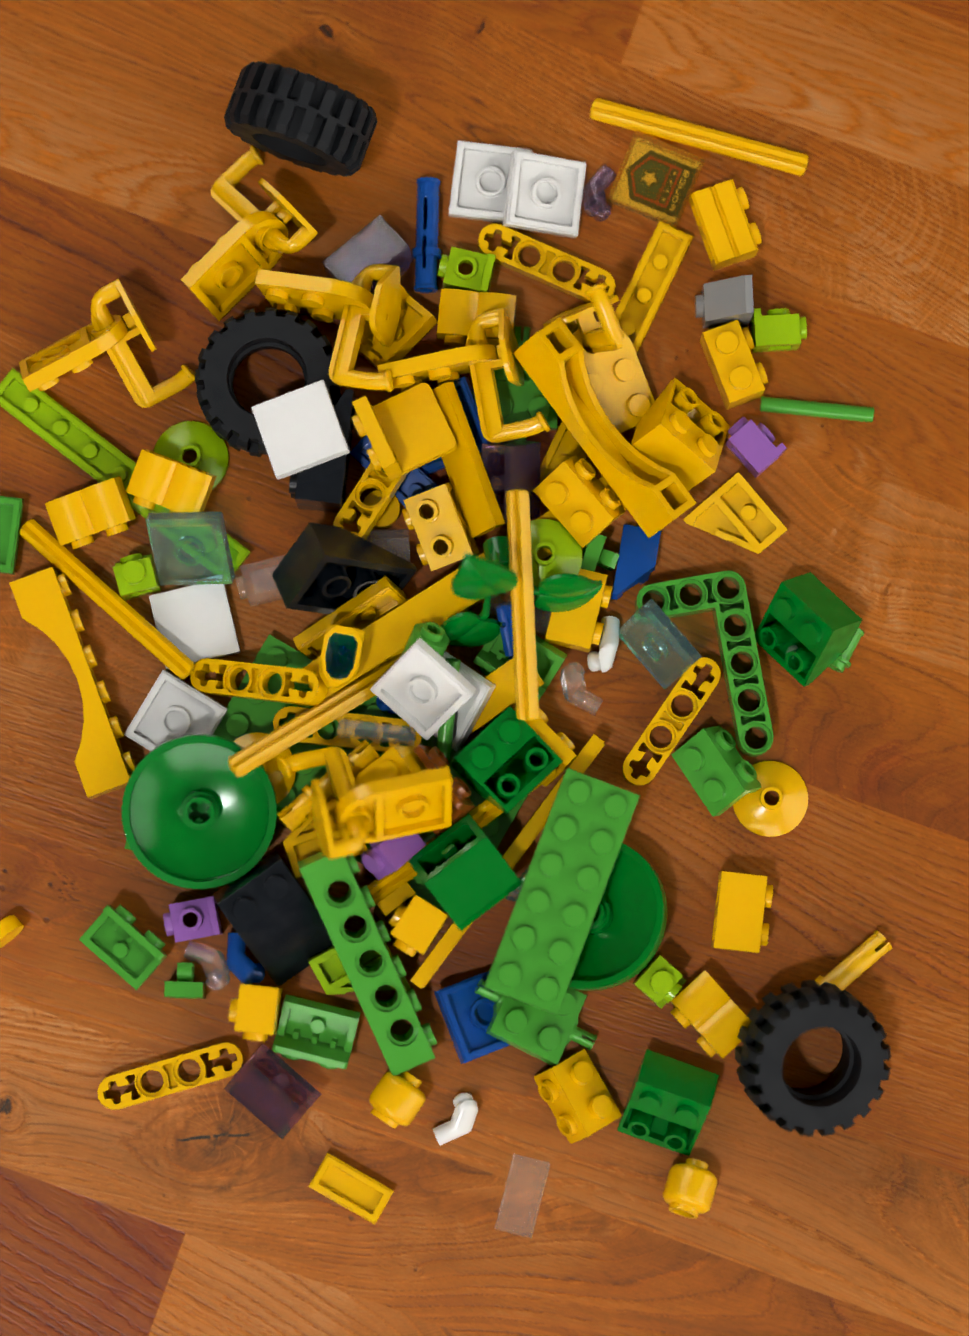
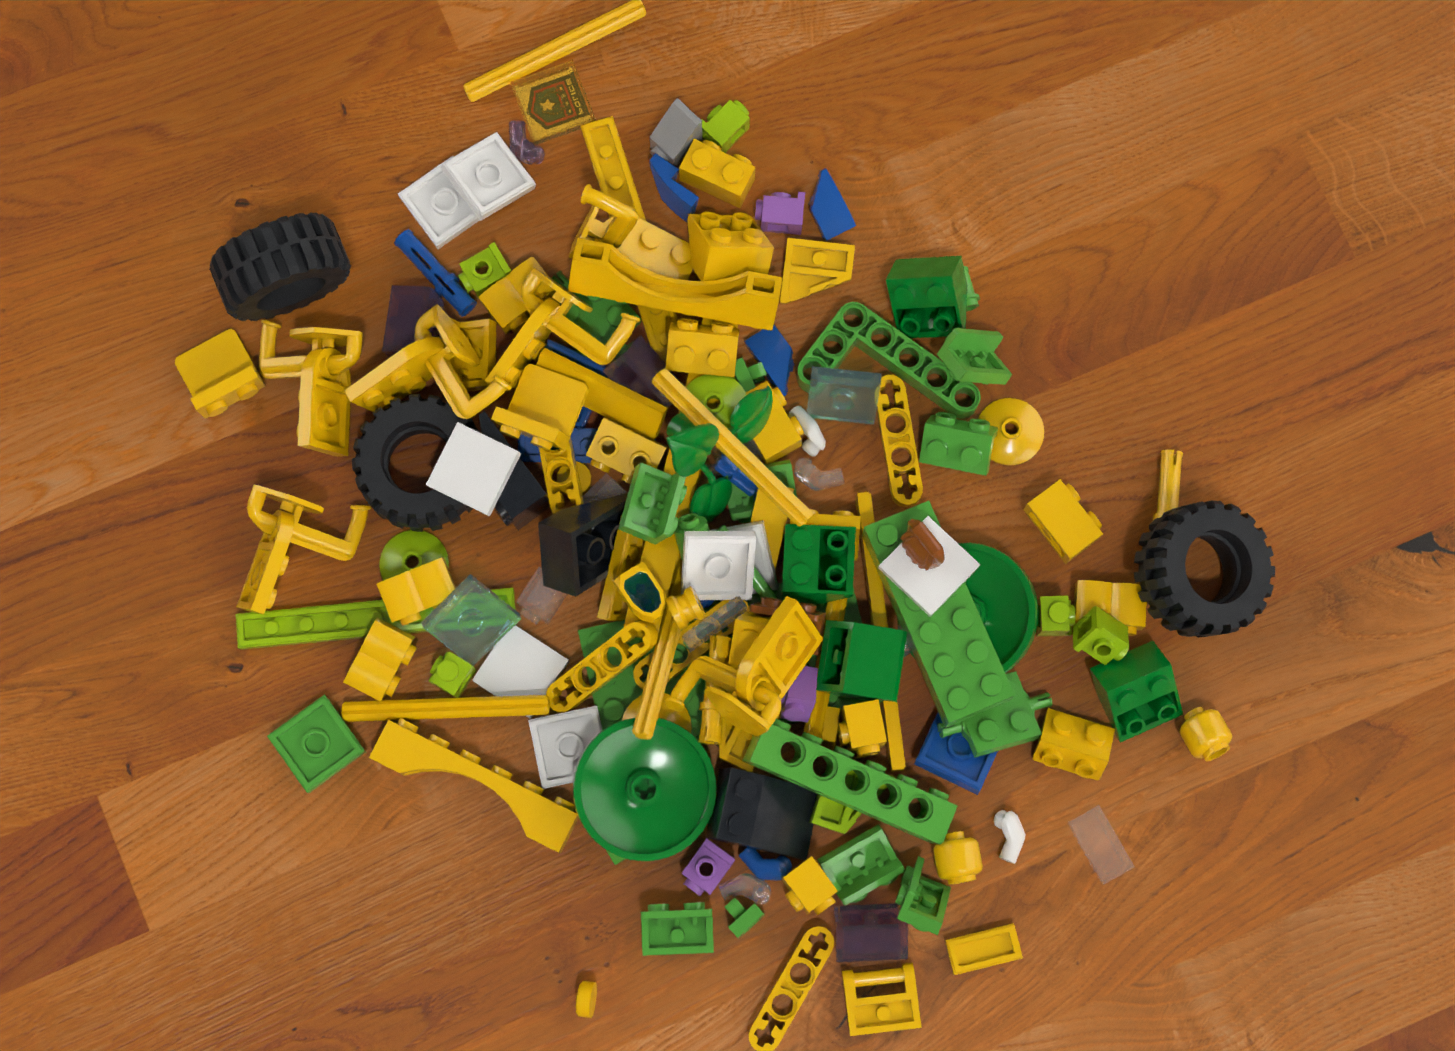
camera: 40 degrees left, 5 degrees down
(177, 158) = (219, 373): none -> yellow bracket
(226, 1162) = (881, 1012): none -> yellow plate
(336, 1104) = (921, 899): none -> bright green bracket
(364, 699) = (685, 608): none -> yellow wheel
(416, 591) = (652, 504): none -> bright green bracket
(548, 260) = (530, 214): yellow beam -> none
(586, 848) = (930, 587): none -> white tile
(593, 828) = (922, 546): none -> dark orange piece
(678, 1032) = (1101, 636): none -> lime brick
(680, 351) = (673, 194): none -> blue slope
(724, 224) = (625, 89): yellow brick -> none
(793, 712) = (972, 357): none -> bright green bracket
(797, 478) = (829, 208): none -> blue slope
(816, 409) = (798, 153): bright green bar -> none

